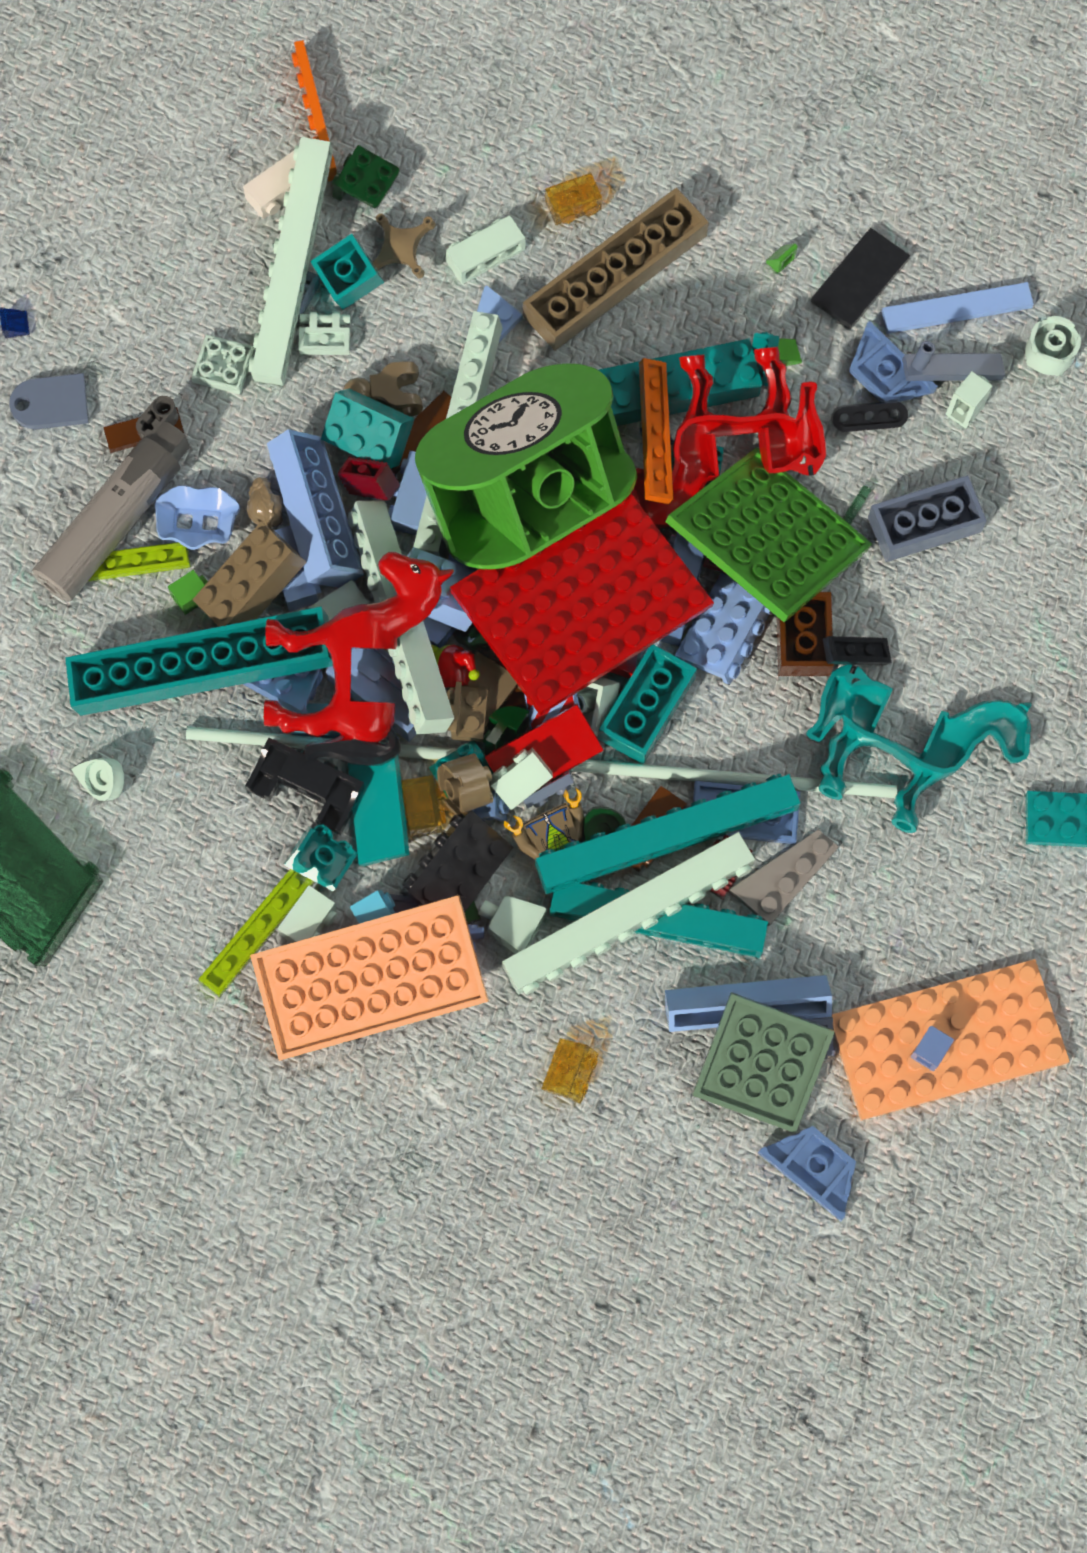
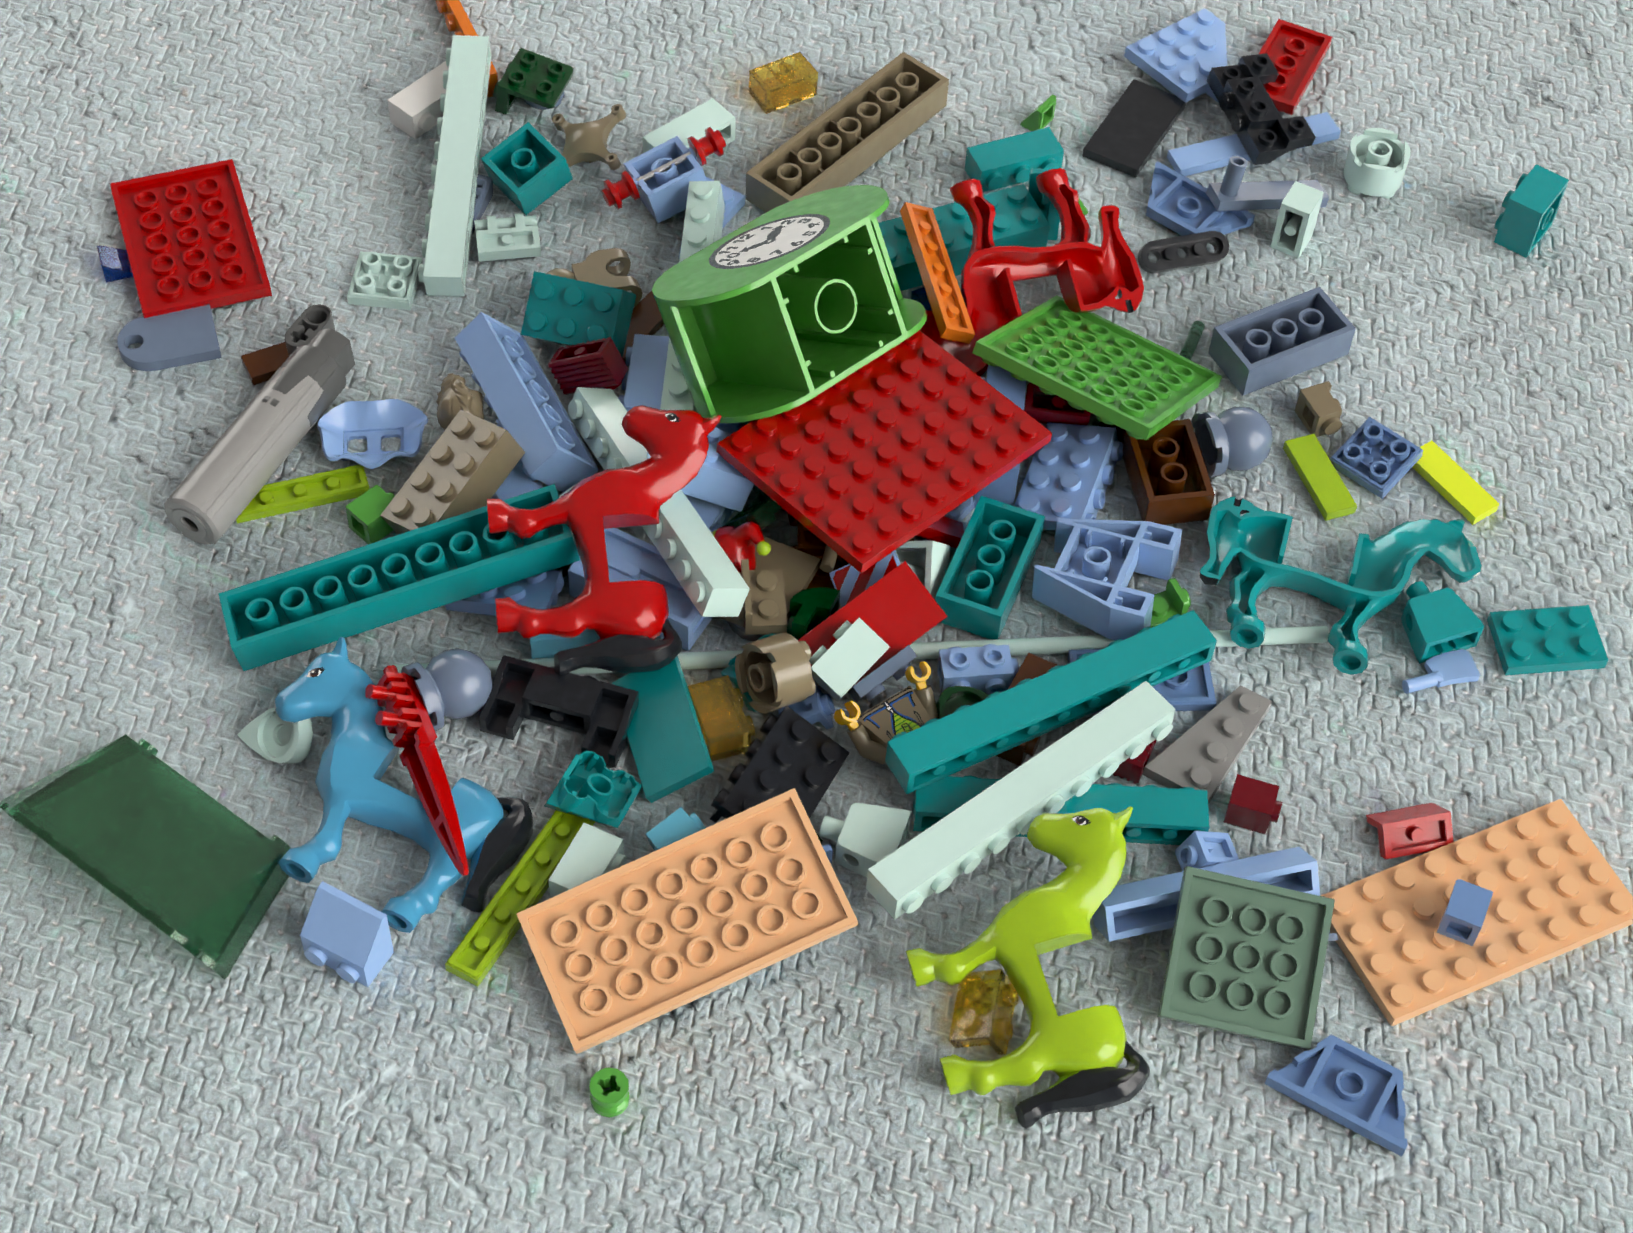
camera: 10 degrees left, 20 degrees down
(73, 306) = (190, 239): none -> red plate
(130, 953) = (346, 935): none -> light blue slope
(146, 819) = (352, 788): none -> dark azure animal
(193, 789) = (414, 732): none -> red piece
(228, 757) = (452, 685): none -> sand blue tile
(302, 1098) = (613, 1101): none -> bright green wheel
(457, 294) = (664, 174): none -> light blue brick
(614, 1015) = (1076, 1046): none -> lime animal
(621, 791) = (982, 668): none -> light blue brick
(730, 717) = (1097, 567): none -> light blue wedge
(750, 304) = (1012, 158): none -> teal brick
(758, 967) = (1205, 849): none -> light blue bracket
(775, 753) = (1169, 603): none -> bright green bracket
(802, 933) = (1253, 804): none -> dark red brick
(856, 650) = (1237, 480): black tile -> none
(865, 611) = (1233, 439): none -> sand blue tile
(915, 968) = (1412, 829): none -> panel
(922, 208) = (1183, 54): none -> light blue wing
(927, 647) = (1319, 477): none -> lime tile
(942, 587) = (1319, 409): none -> dark tan brick
(959, 281) = (1252, 111): none -> black bracket
(976, 636) = (1376, 457): none -> medium blue tile
(979, 834) = (1444, 670): none -> light blue piece
(983, 795) = (1438, 622): none -> teal torso
(1003, 228) = (1296, 56): none -> red plate
(1032, 666) = (1454, 484): none -> neon yellow tile

